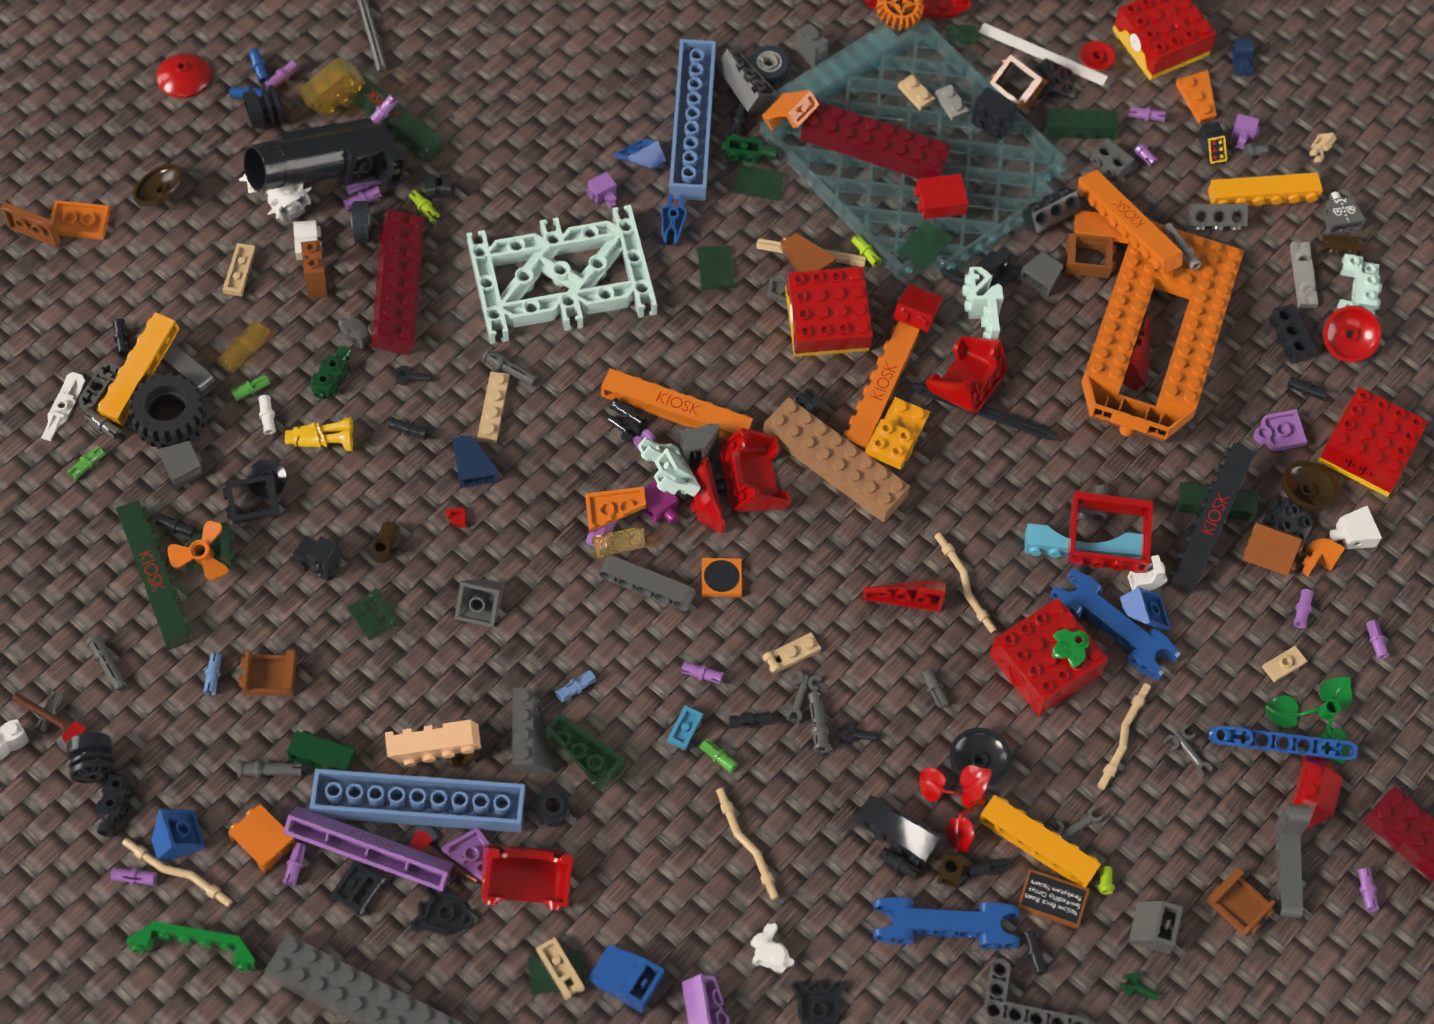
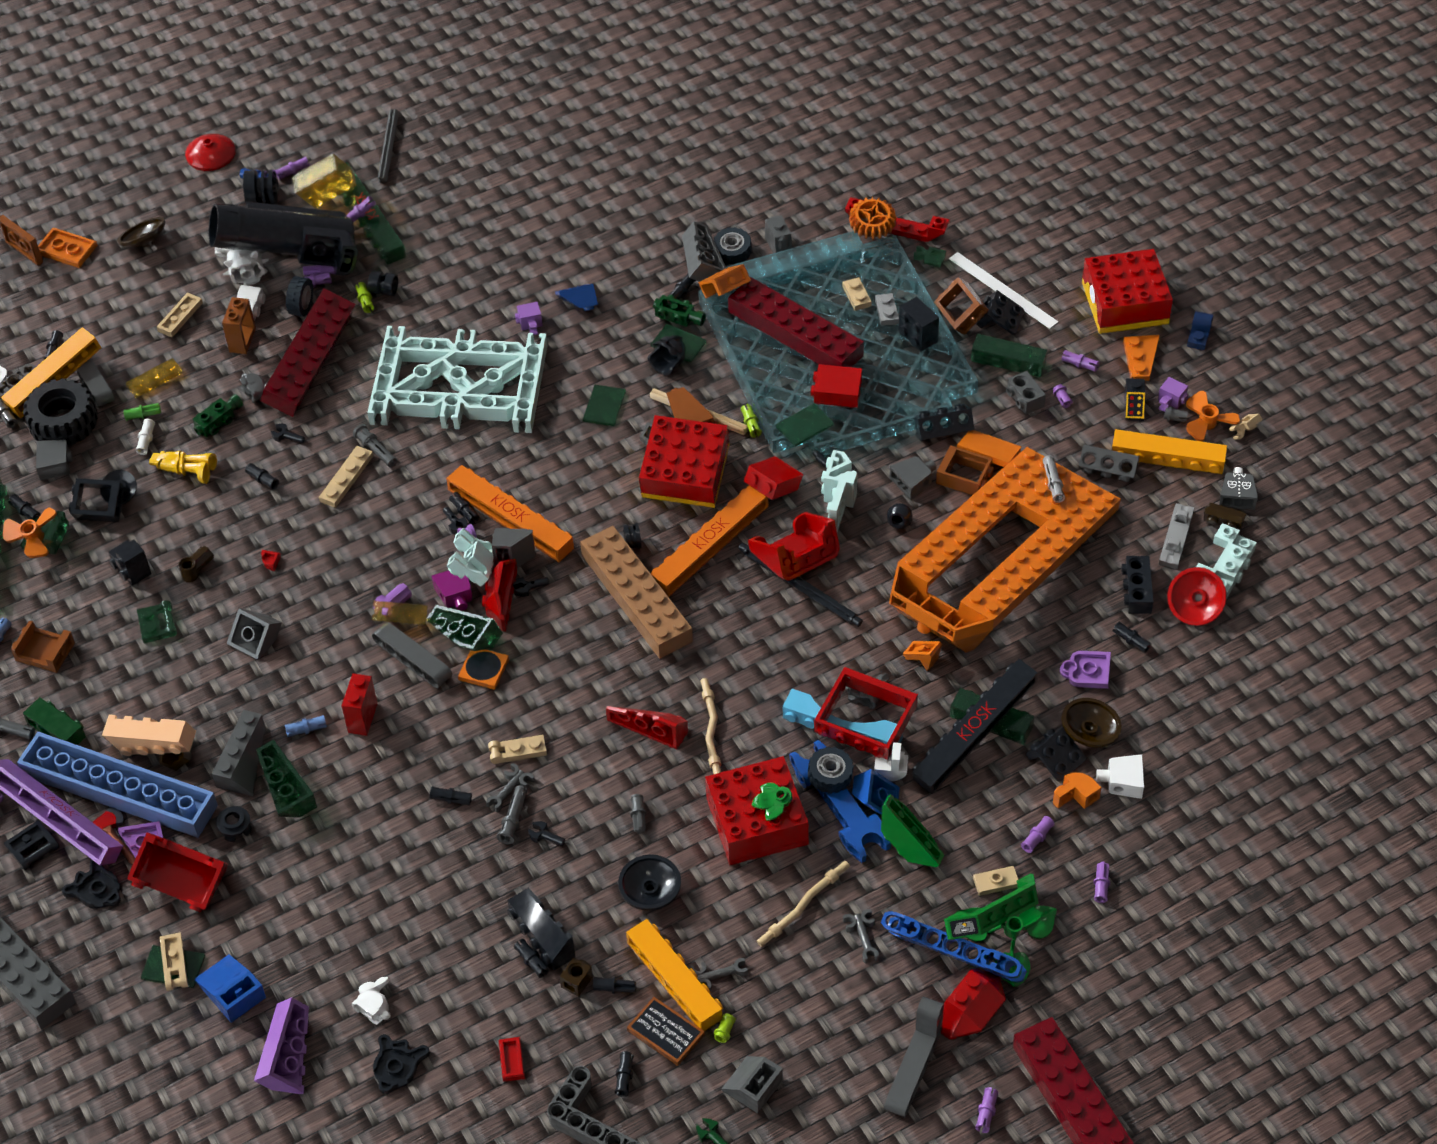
camera: 25 degrees right, 10 degrees down
(258, 65) = (276, 155): blue pin -> none
(472, 463) = (301, 517): dark blue slope -> none
(613, 505) = (407, 578): orange wing -> none
(625, 651) = (359, 704): none -> red brick
(673, 219) = (580, 355): blue hinge -> none
(685, 728) = (387, 787): dark azure plate -> none
(691, 543) = (464, 628): none -> clear green wedge
(692, 119) = (637, 276): medium blue brick -> none
(702, 672) = (426, 743): medium lavender pin -> none
(718, 755) = (407, 819): bright green axle -> none
(750, 473) = (553, 582): red windscreen -> none
(759, 200) = (668, 354): none -> black helmet
(766, 878) = (401, 936): tan bar -> none
(897, 433) = (701, 585): light orange piece -> none
(923, 969) = (511, 1059): none -> red tile
(946, 923) = (581, 1033): blue piece -> none
(975, 782) = (618, 894): red plant -> none
(999, 267) = (869, 464): black bracket -> none
(1049, 318) = (899, 516): none -> black piece
(1097, 55) = (1052, 300): red dish -> none
(1105, 588) = (828, 780): none -> black wheel
(1129, 452) = (925, 651): none -> orange slope
(1130, 222) = (1011, 446): orange brick -> none
(1140, 359) = (967, 569): red wedge -> none
(1197, 644) = (908, 834): none -> green wedge
(1240, 903) = (849, 1085): dark orange panel -> none
(1272, 548) = (1026, 769): dark orange brick -> none
(1284, 143) = (1208, 416): none -> orange piece
(1292, 721) = (981, 921): none -> green slope
(1373, 441) = (1174, 698): red piece -> none

